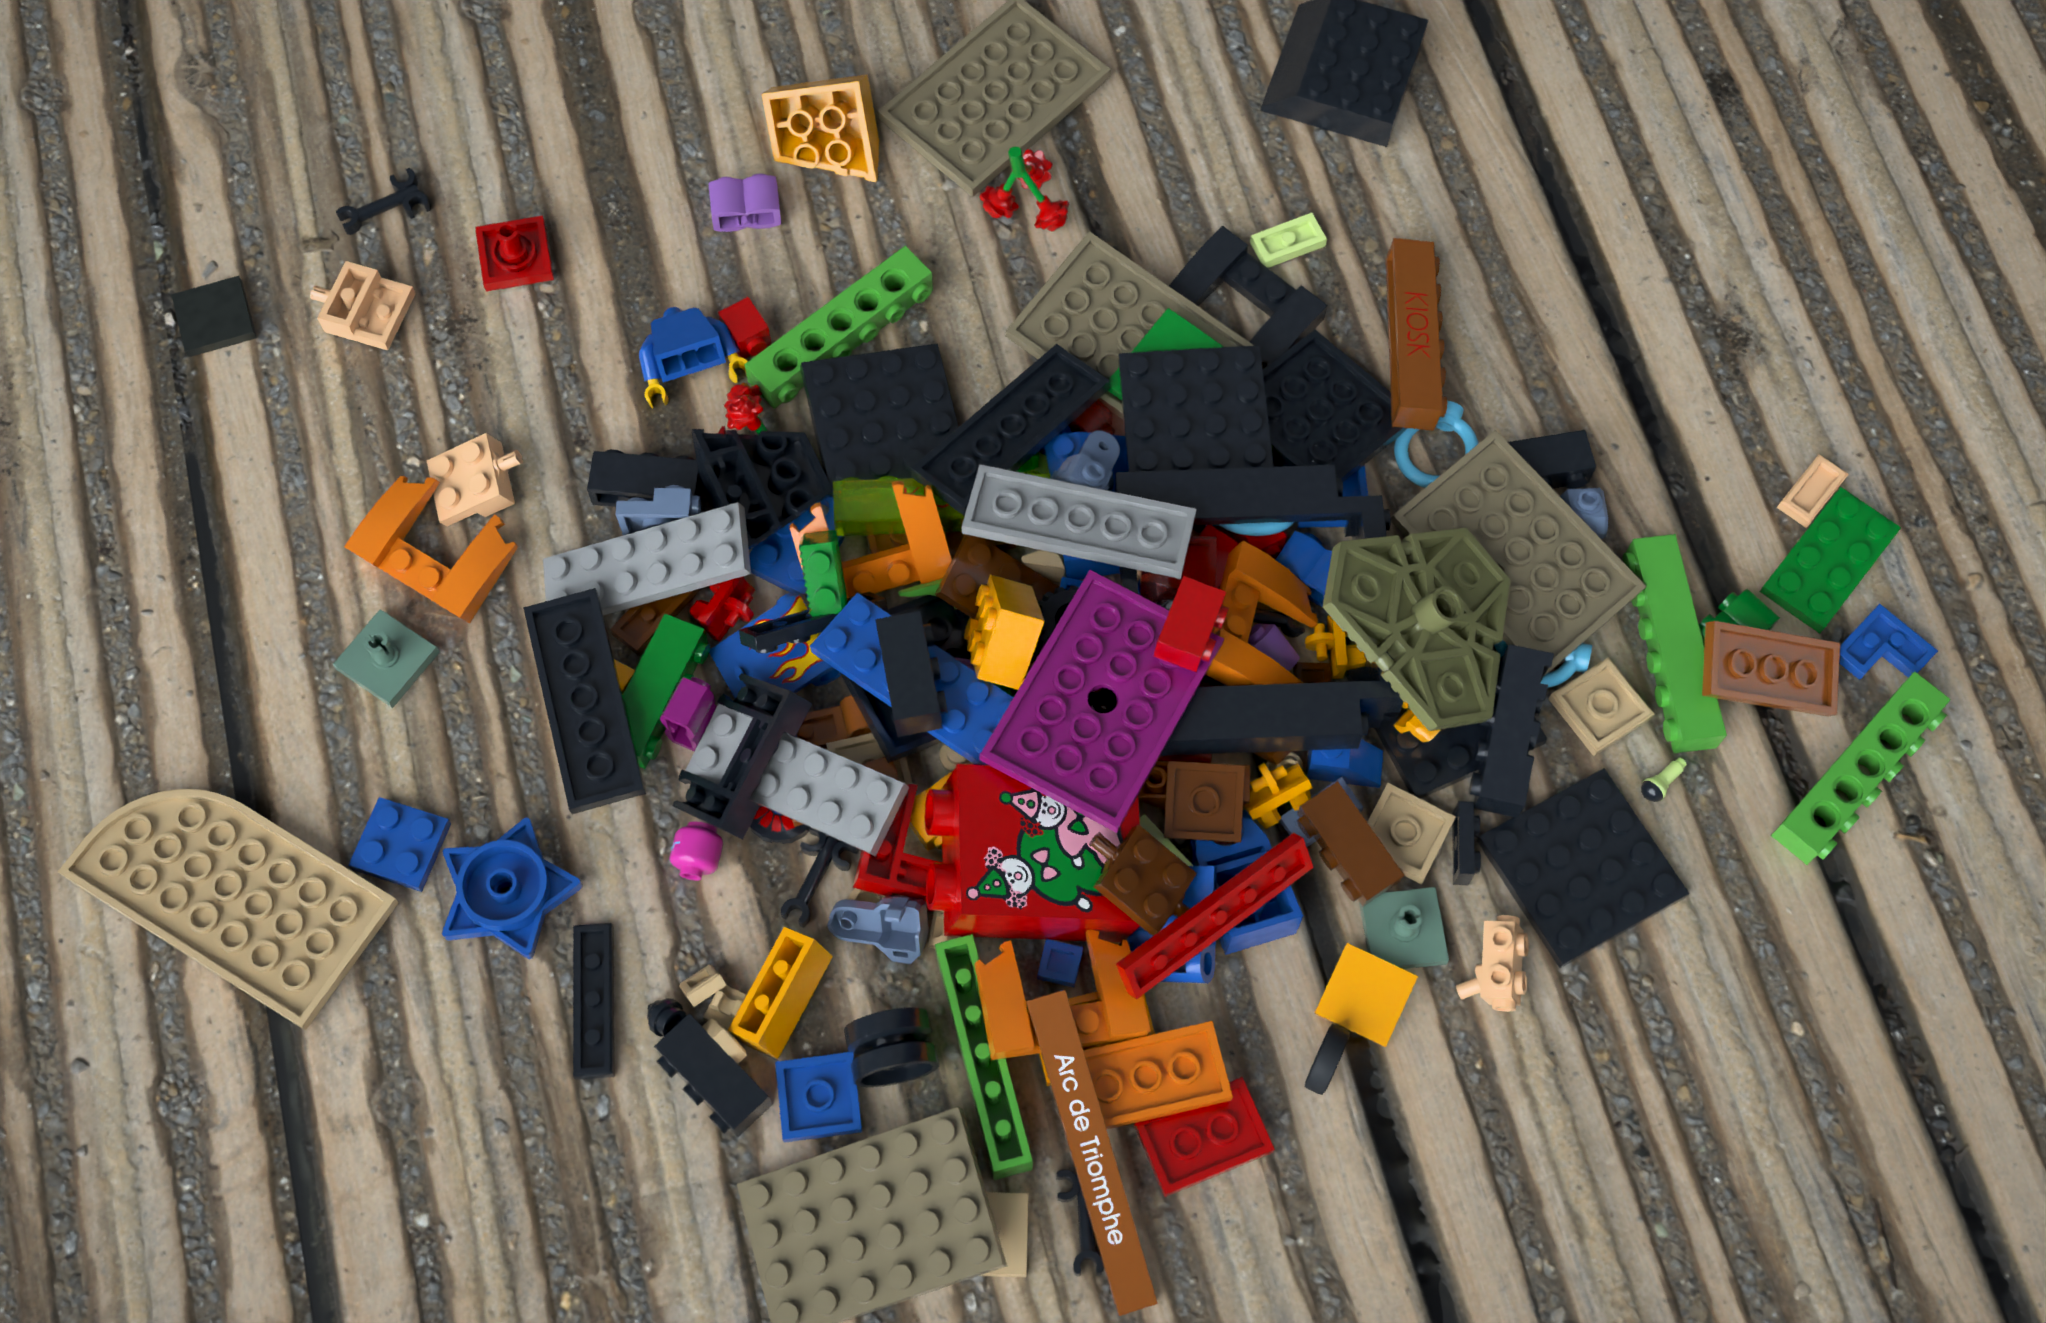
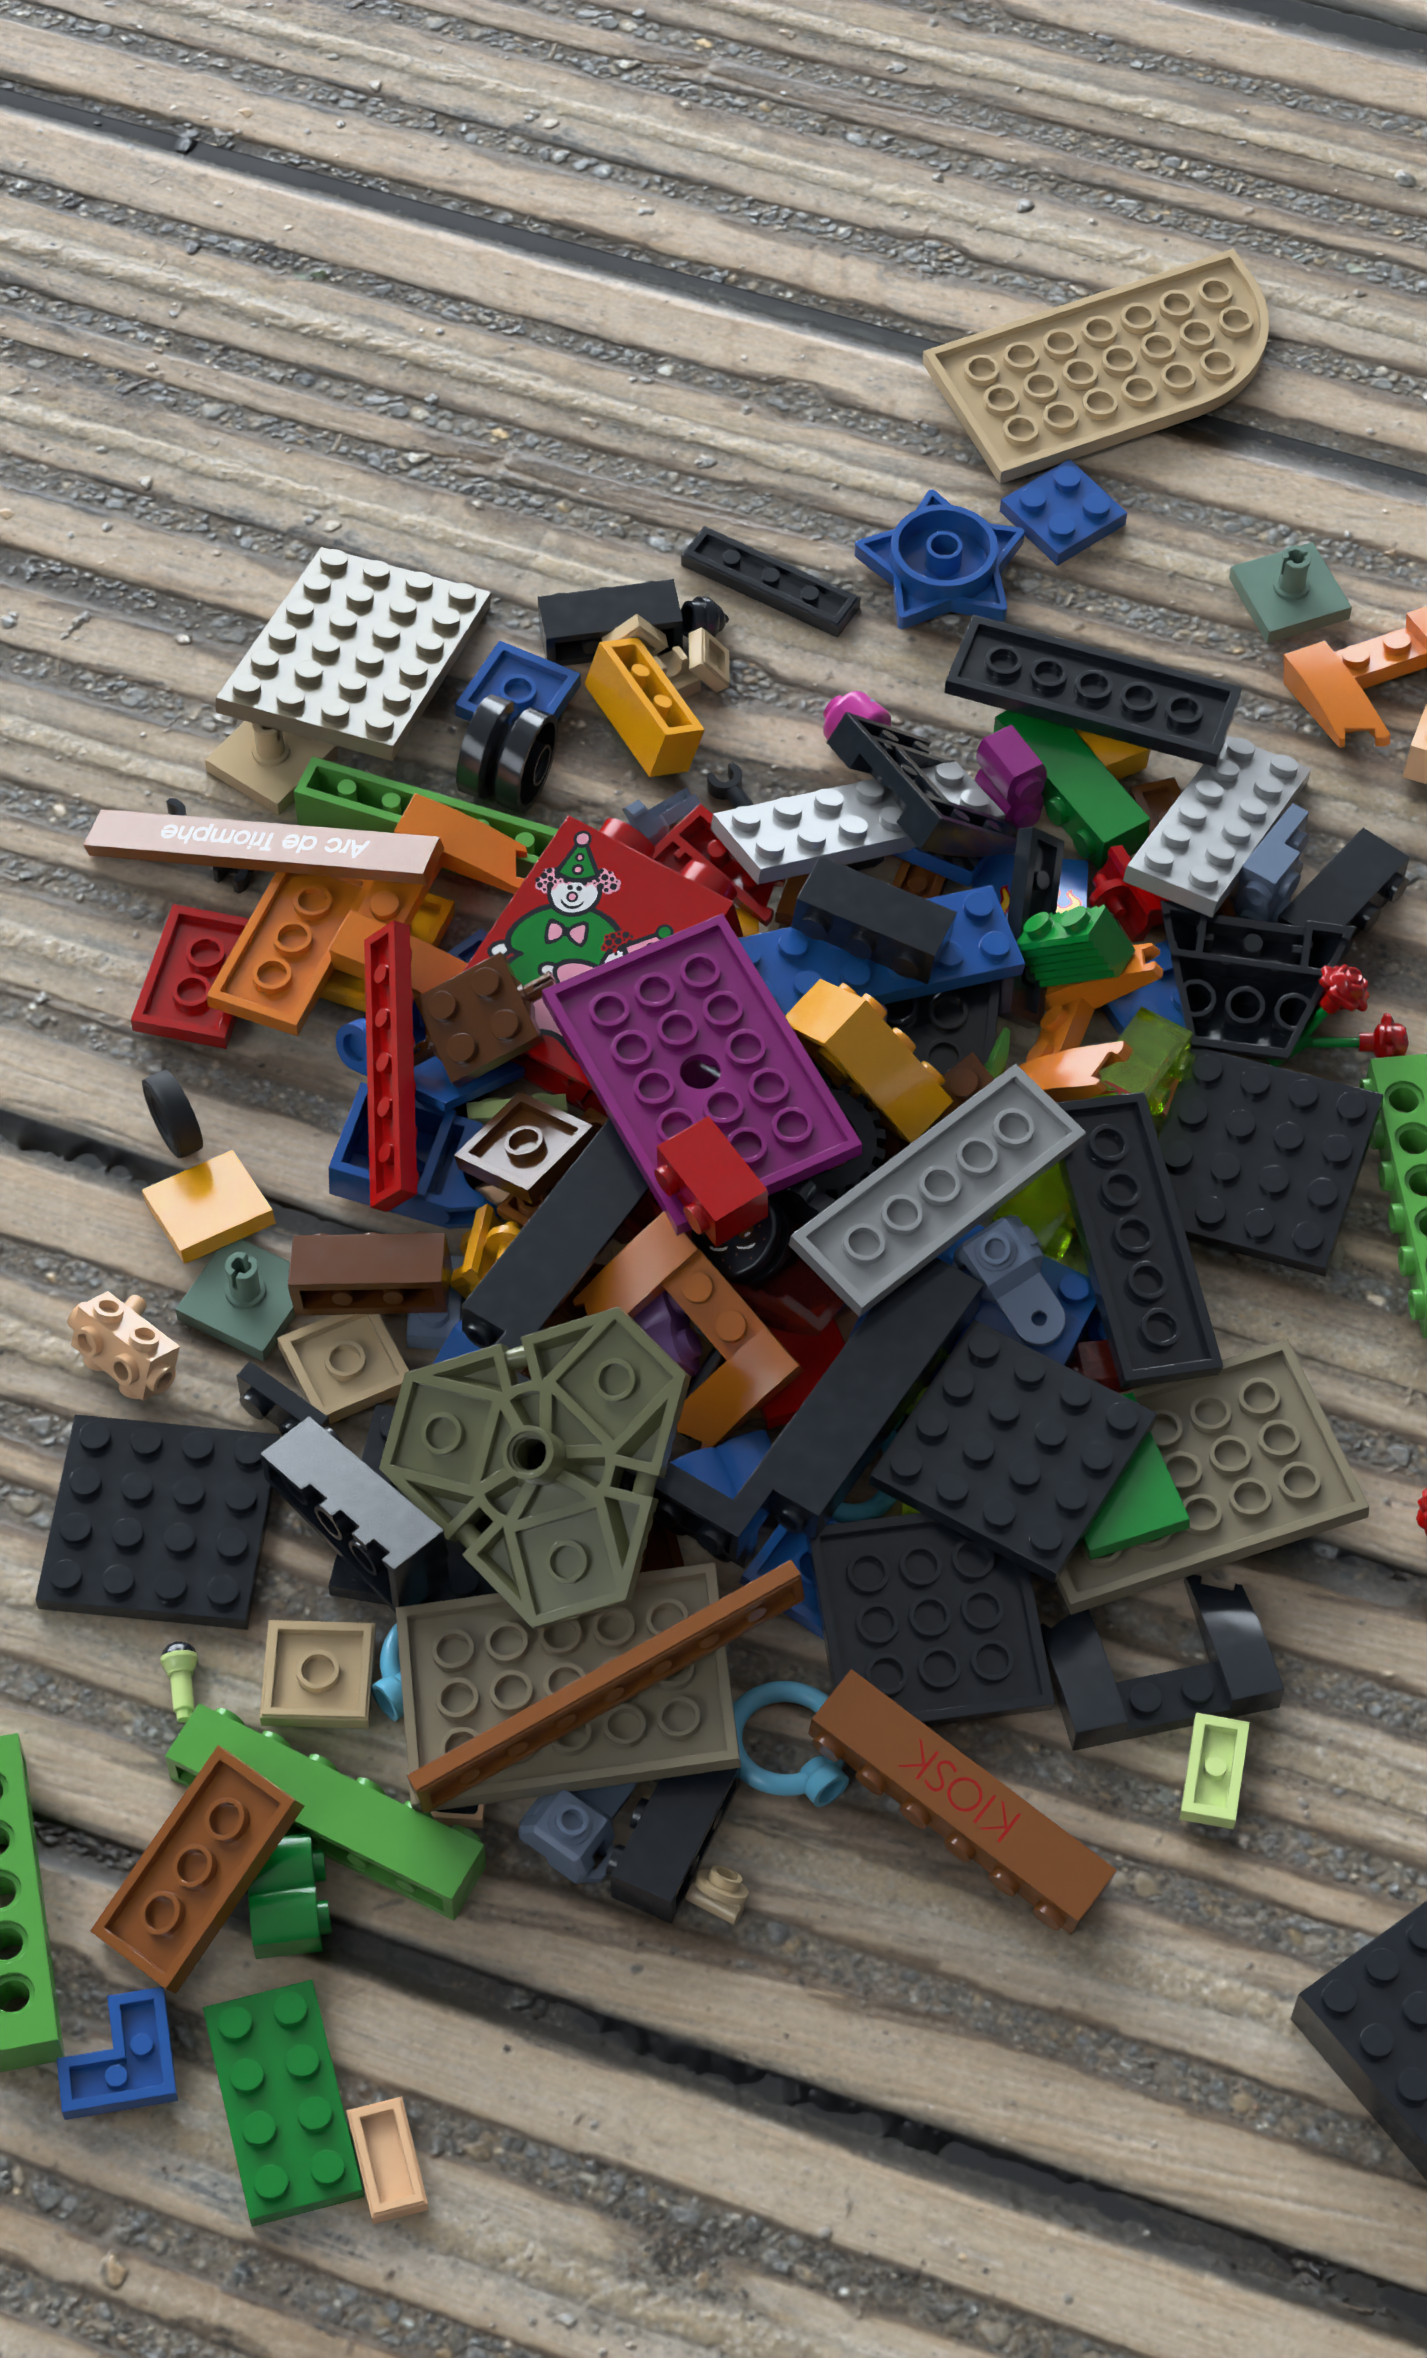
camera: 125 degrees right, 10 degrees down
(1516, 512) = (606, 1687): none -> dark orange tile
(1545, 423) = (719, 1892): none -> tan plate

